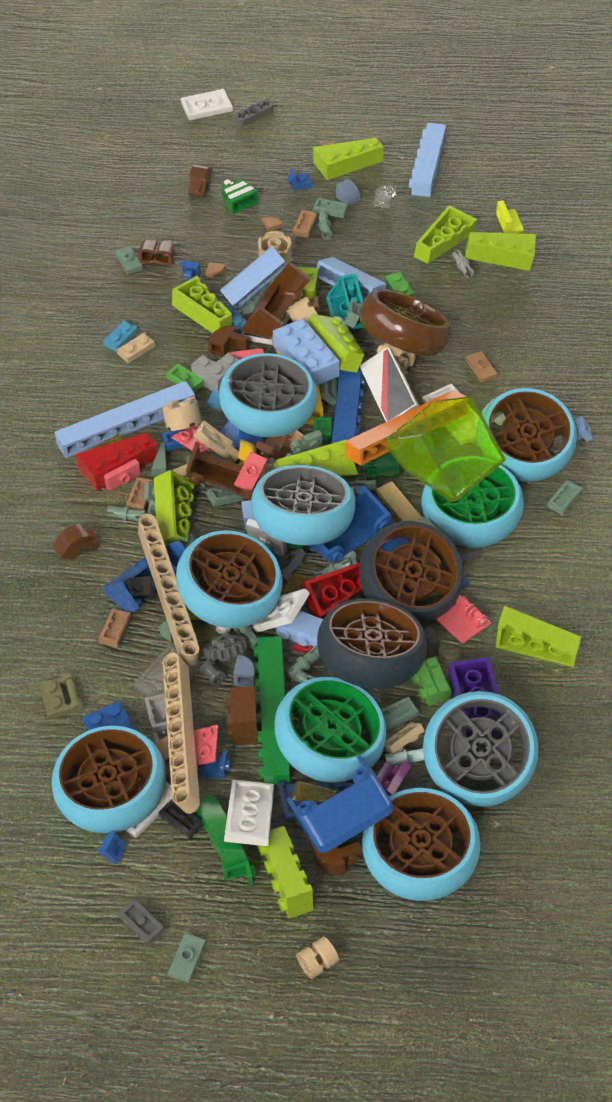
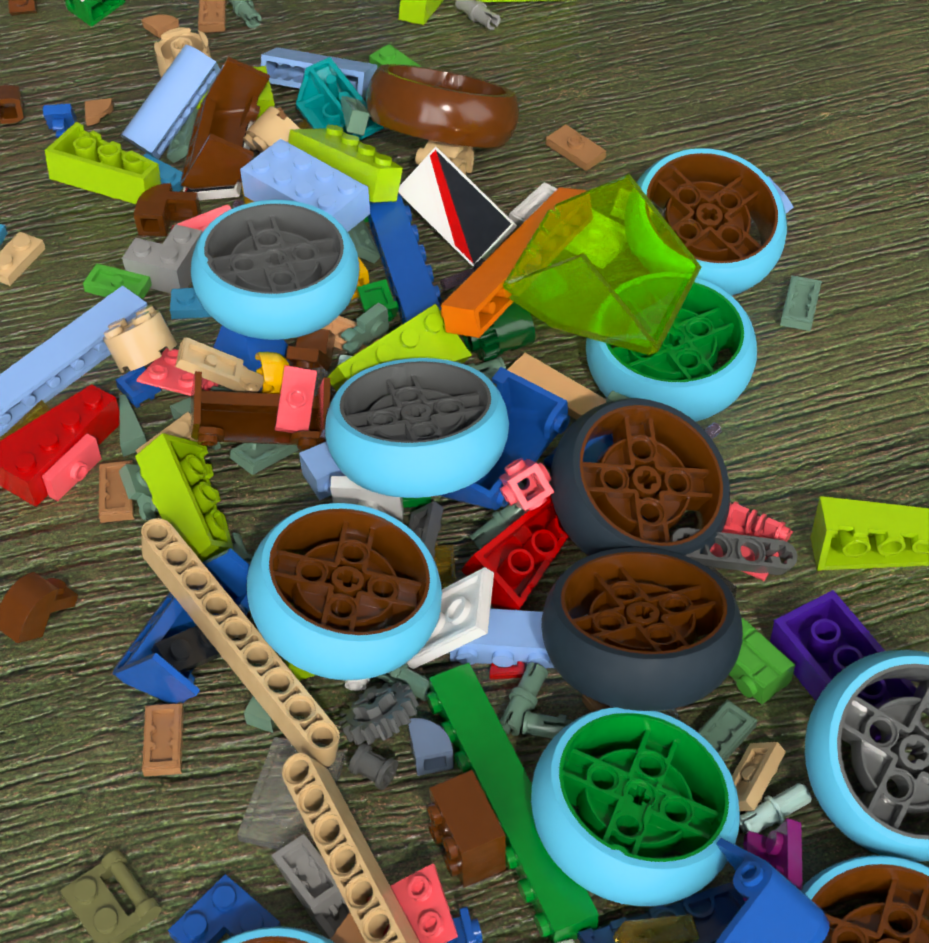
camera: 20 degrees left, 0 degrees up
(124, 513) = (104, 530): sand green pin -> none
(342, 557) = (537, 485): none -> coral brick
(446, 626) = (732, 556): none -> dark grey beam

